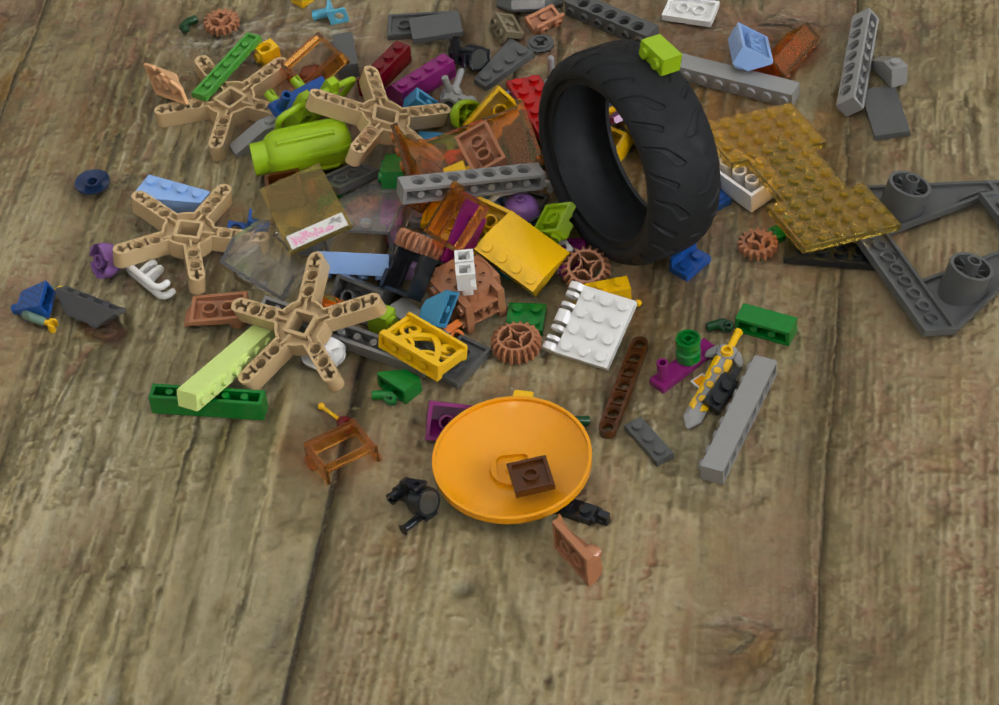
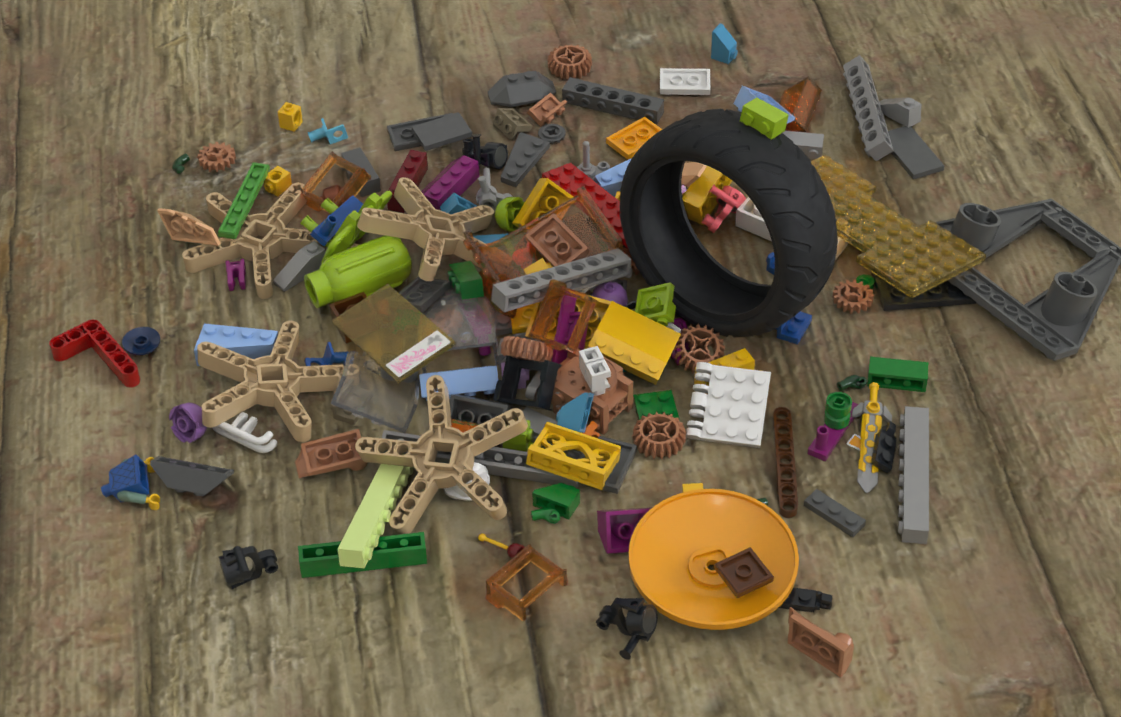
camera: 20 degrees left, 0 degrees up
(49, 170) = (96, 336): none -> red beam
(92, 394) = (236, 569): none -> black piece
(197, 131) = (236, 269): none -> magenta piece

